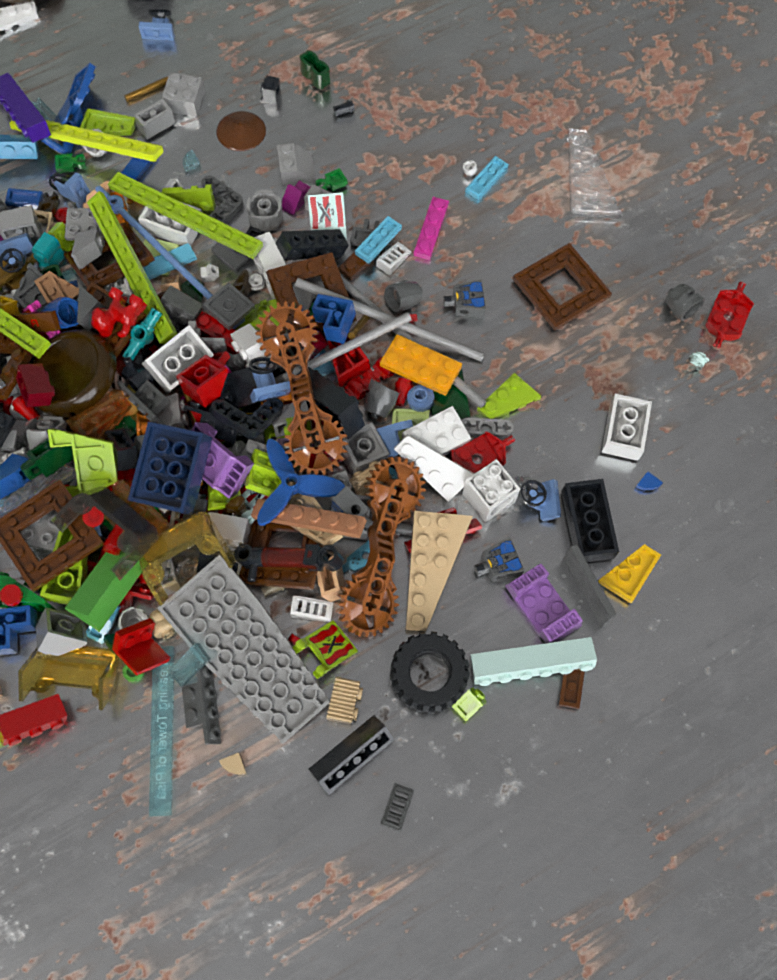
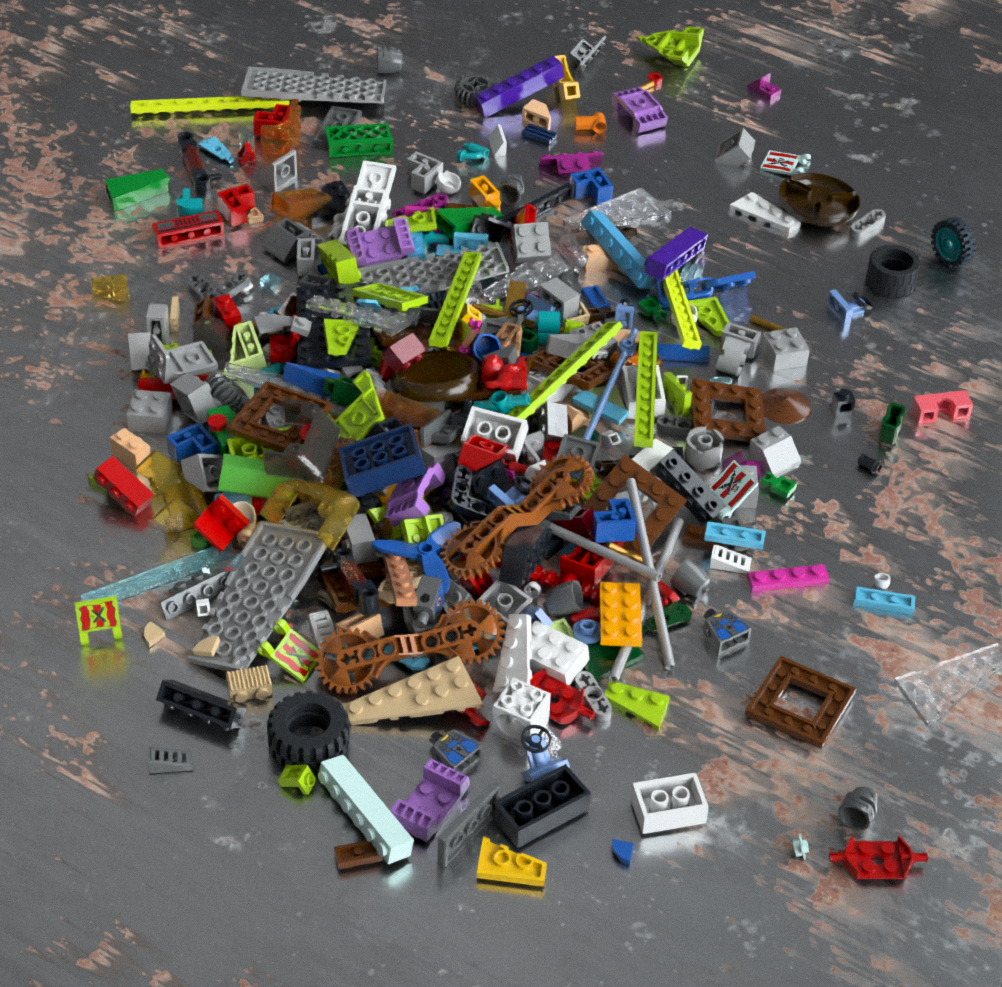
camera: 65 degrees right, 25 degrees down
(171, 134) = (732, 356): none -> light grey brick
(205, 813) = (98, 615): none -> flag
(220, 148) = (752, 403): none -> reddish brown plate
(229, 705) = (203, 608): none -> white piece
(286, 721) = (207, 646): none -> tan tile
(315, 19) = (954, 403): none -> coral arch
(434, 327) = (673, 613): none -> dark green piece

